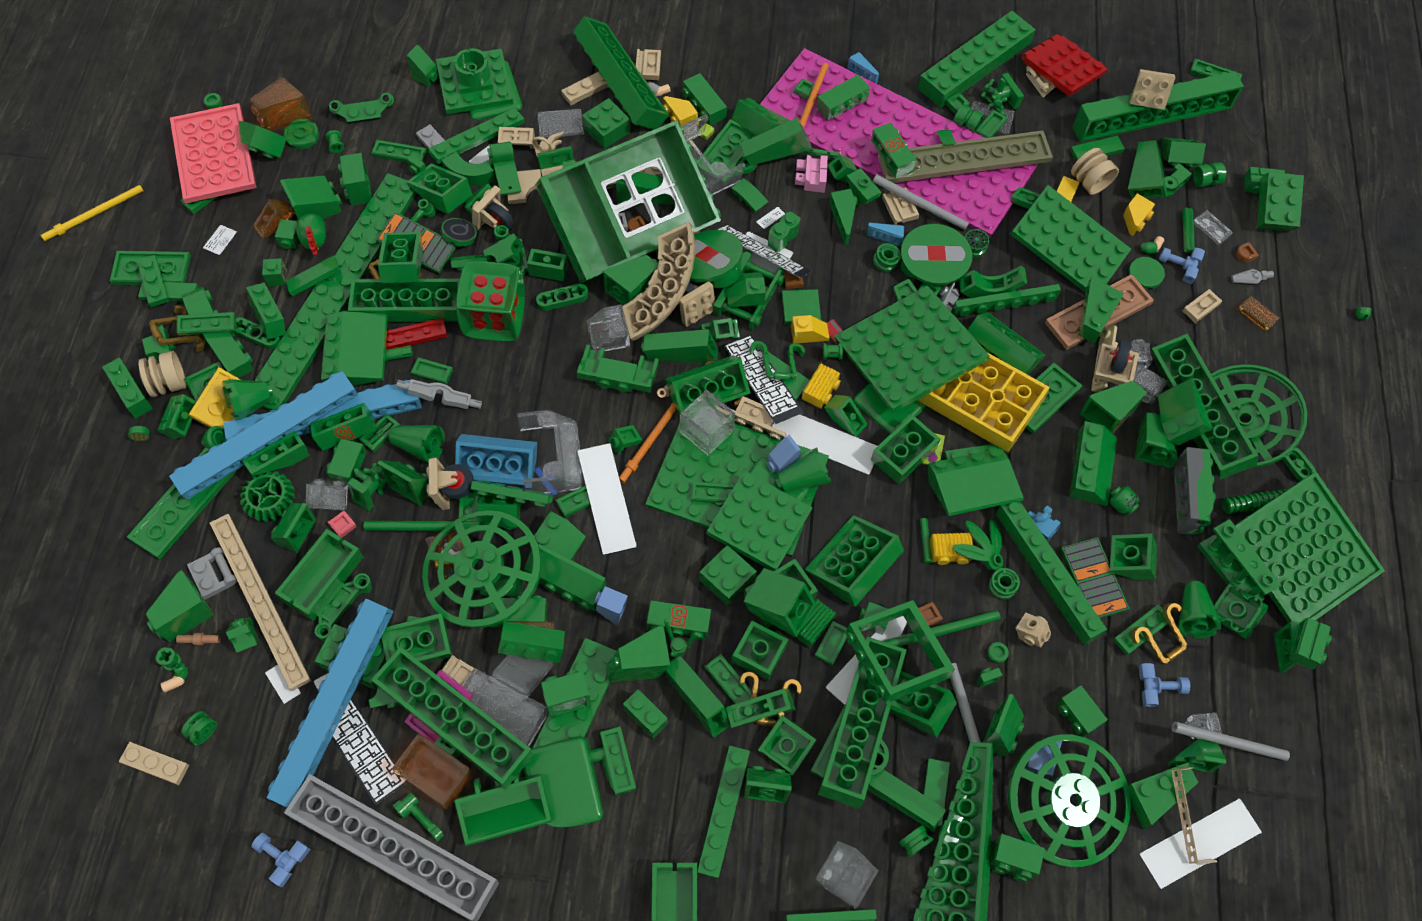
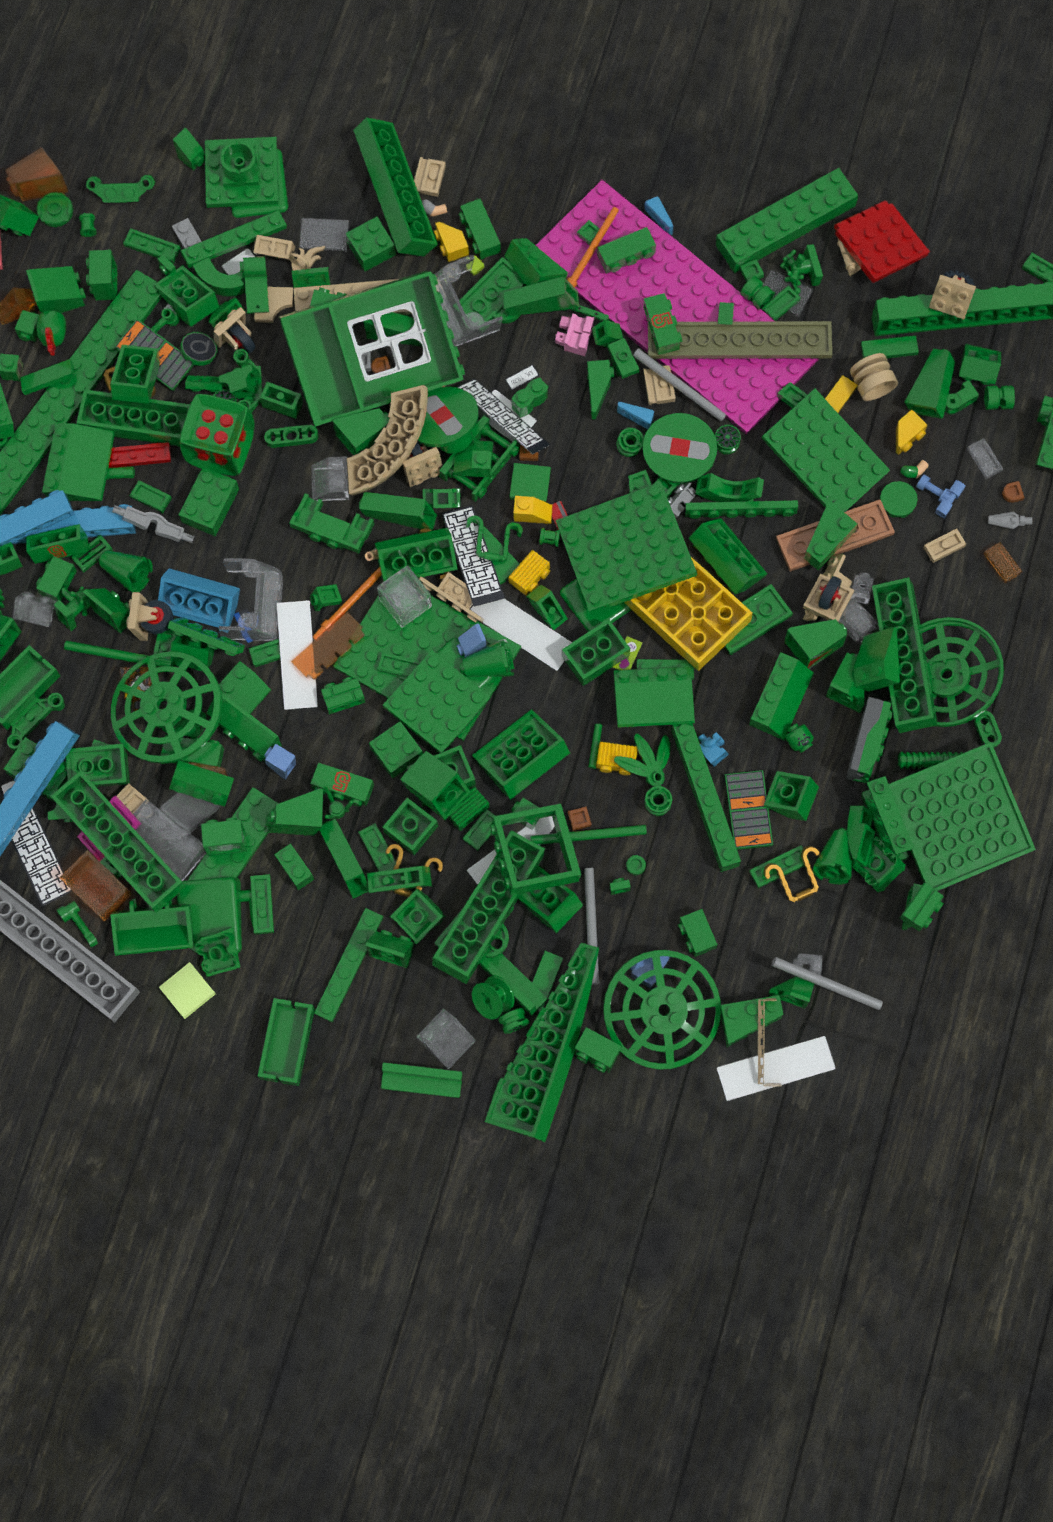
camera: 15 degrees right, 10 degrees up
(342, 524) = (44, 640): coral tile -> none
(491, 366) = (209, 501): none -> green brick
(552, 871) = (187, 990): none -> yellowish green slope
(580, 821) = (218, 952): none -> green slope
(584, 88) = (354, 196): tan plate -> none
(634, 486) = (323, 648): none -> clear orange windscreen
(661, 530) = (343, 695): none -> green brick
(749, 194) = (504, 349): green slope -> none
(889, 818) = (493, 997): none -> green piece
(1005, 726) = (619, 935): green slope -> none
(1033, 630) = (673, 850): tan brick -> none
(1154, 685) = (773, 920): medium blue bar -> none
(1188, 230) = (958, 457): green axle -> none
(1214, 581) = (860, 834): none -> green slope

